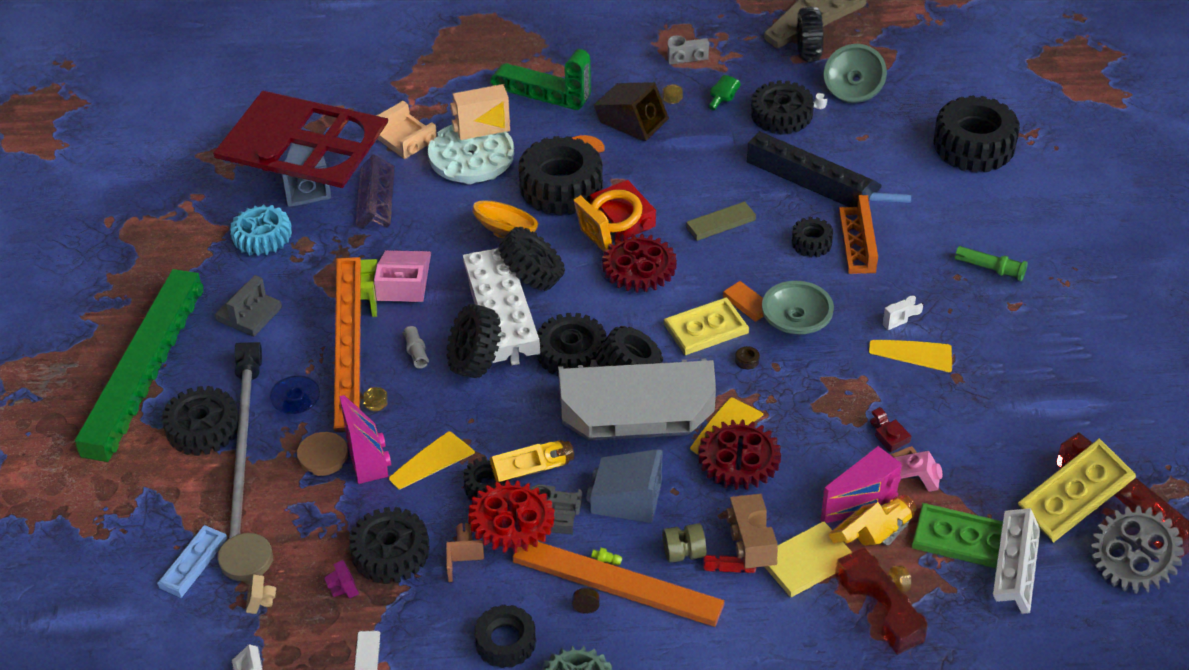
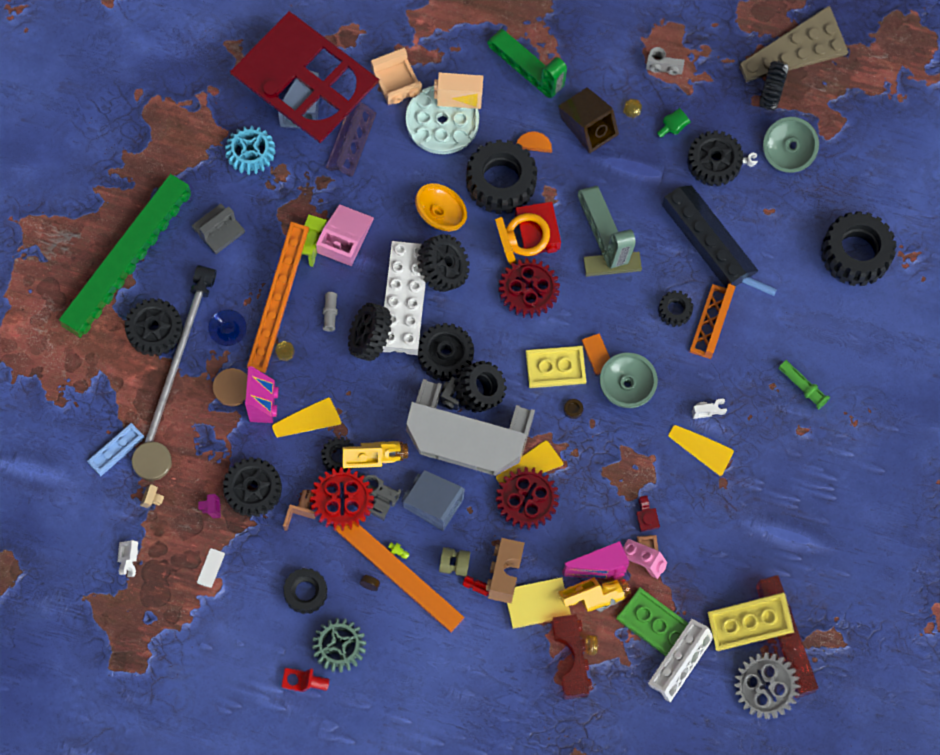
camera: 15 degrees right, 25 degrees up
(716, 197) = (614, 245): none -> sand green beam

